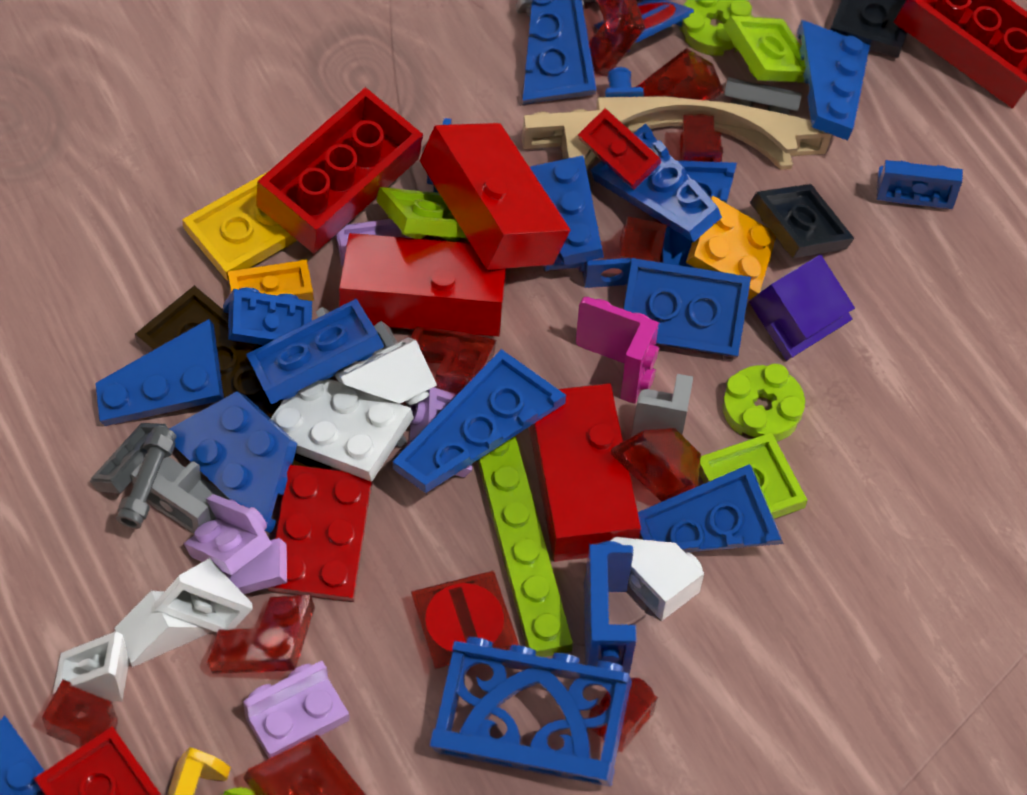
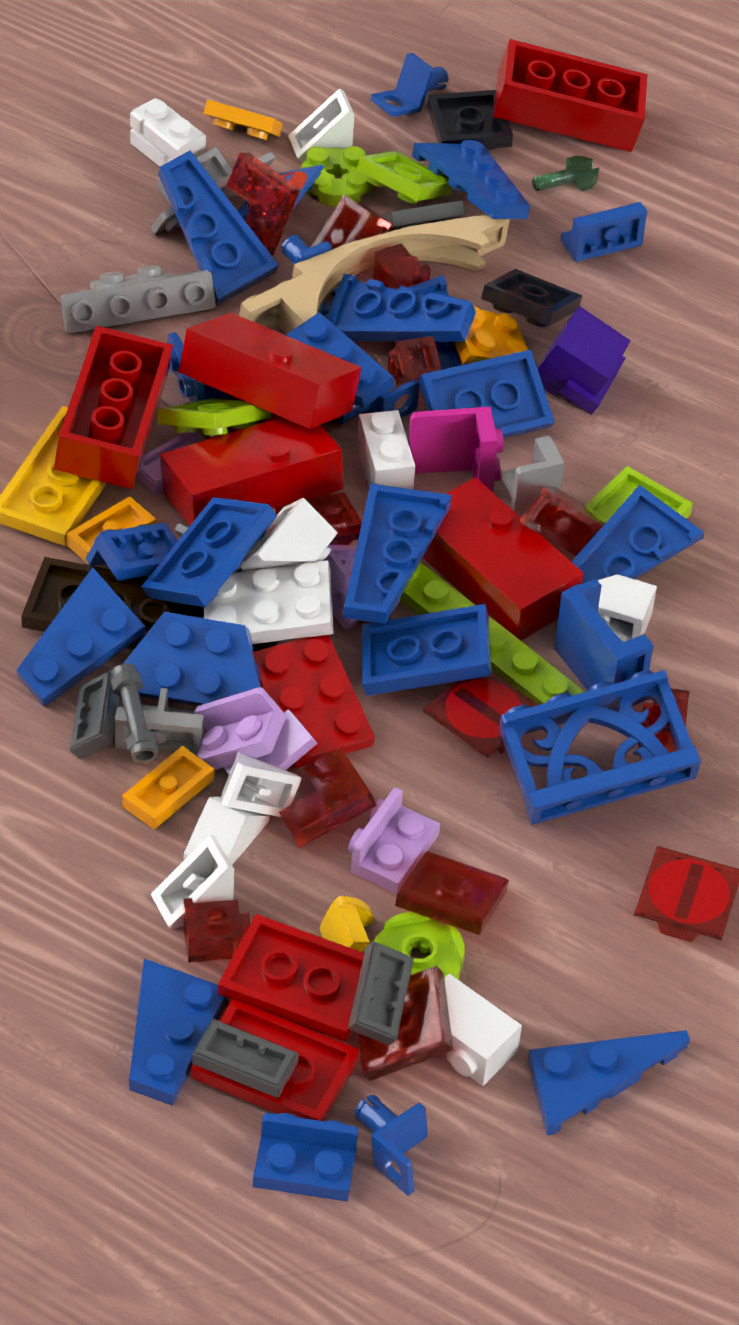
camera: 30 degrees left, 10 degrees down
(142, 558) = (168, 787): none -> light orange plate
(451, 68) = (137, 298): none -> light grey bracket
(452, 535) = (426, 650): none -> blue plate
(554, 323) = (385, 450): none -> white brick
(619, 148) = (347, 294): red plate -> none
(763, 382) = (604, 434): lime plate -> none
(934, 109) = (577, 171): none -> clear green bar

